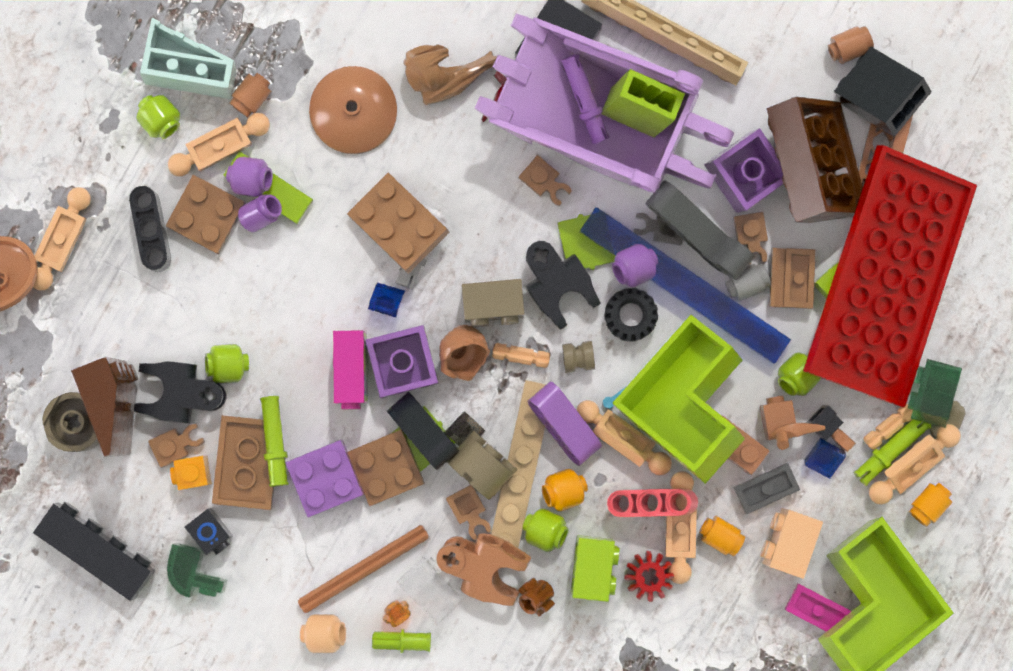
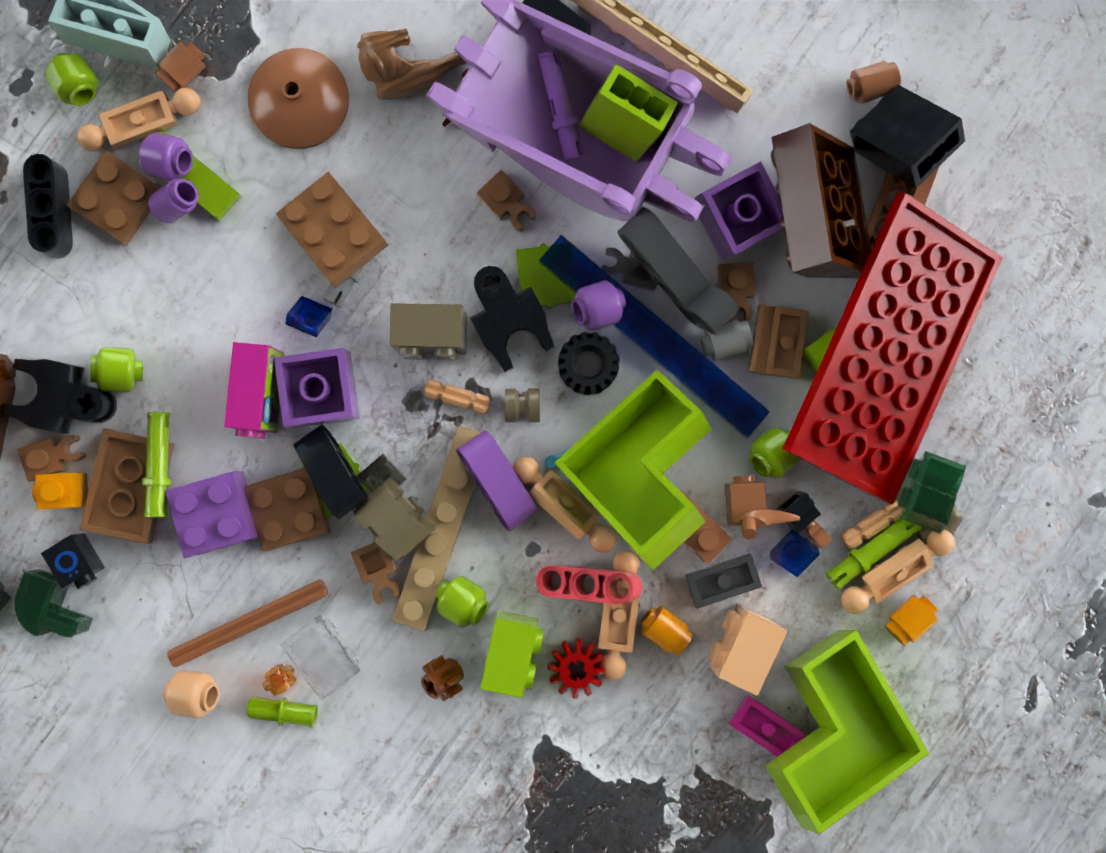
camera: 10 degrees right, 0 degrees up
(463, 352) = (387, 385): nougat hair -> none
(479, 566) = (380, 637): nougat piece -> none
(564, 490) = (489, 557): light orange head -> none

